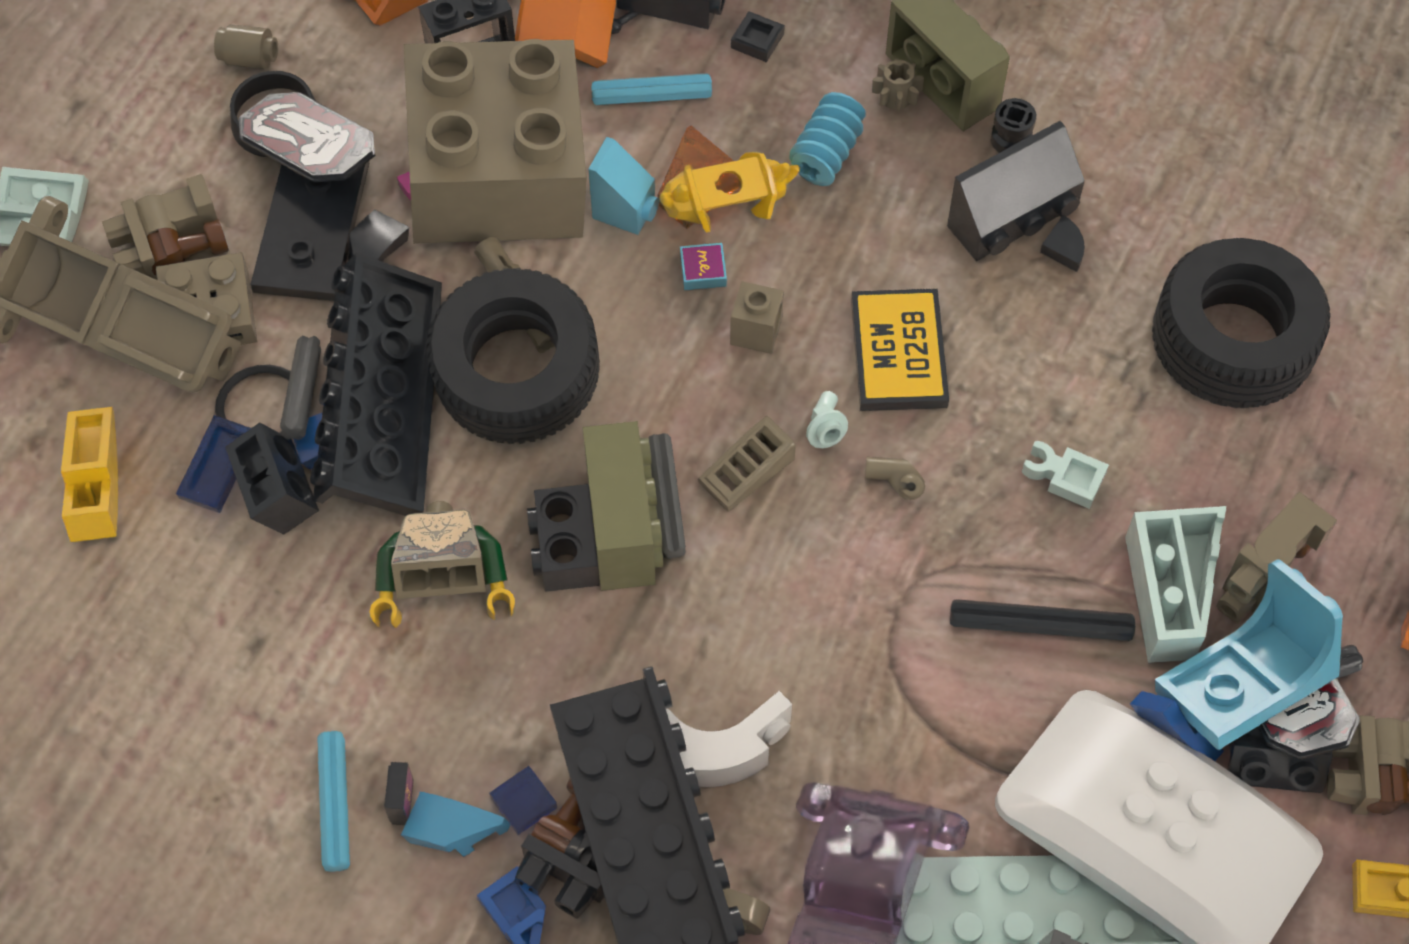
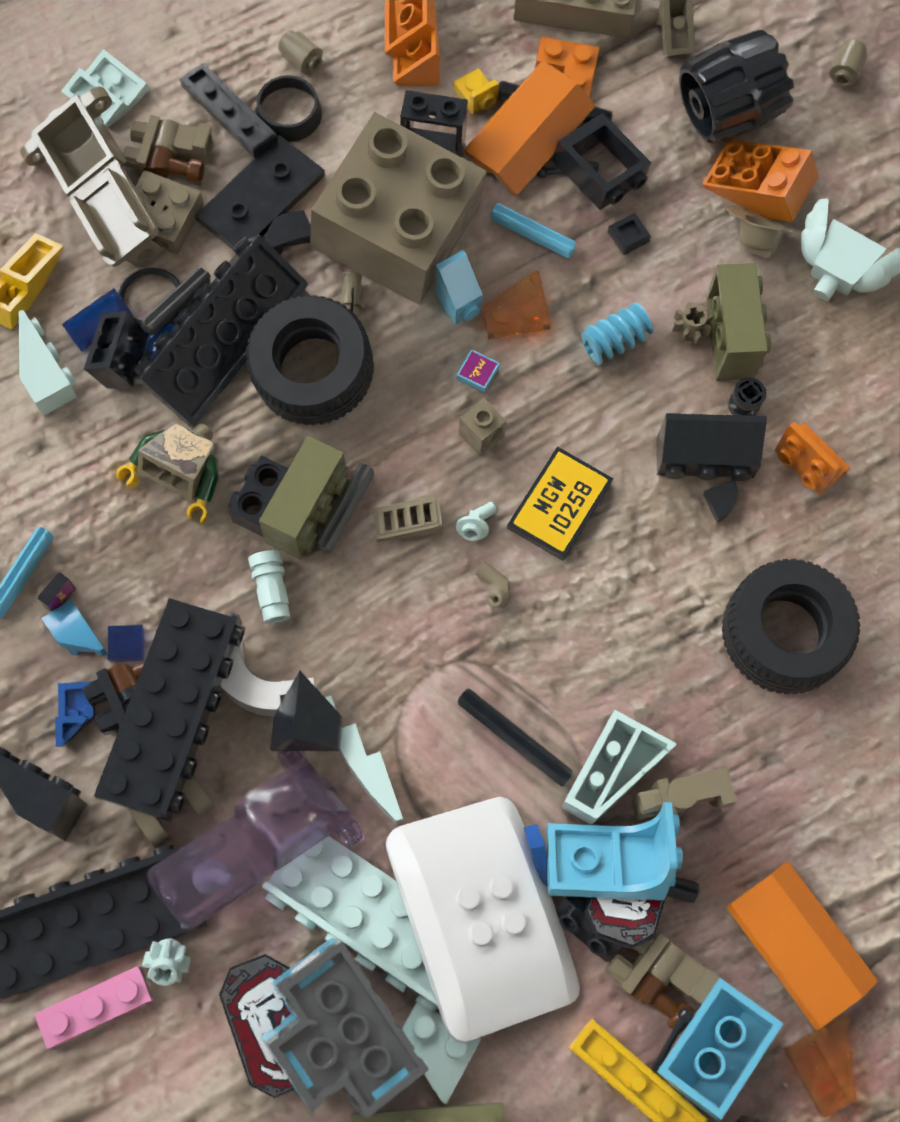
camera: 30 degrees right, 10 degrees up
(198, 152) = (228, 110): none -> black tile
(198, 562) = (38, 370): none -> light aqua slope
(306, 137) = (288, 137): shield -> none
(647, 628) = (270, 585): none -> light aqua axle
(695, 191) = (553, 332): yellow piece -> none
(808, 740) = (305, 720): none -> black slope
(913, 758) = (369, 771): none -> light aqua slope
(1071, 476) = (604, 657): light aqua plate -> none
(1125, 146) = (810, 457): none -> orange bracket

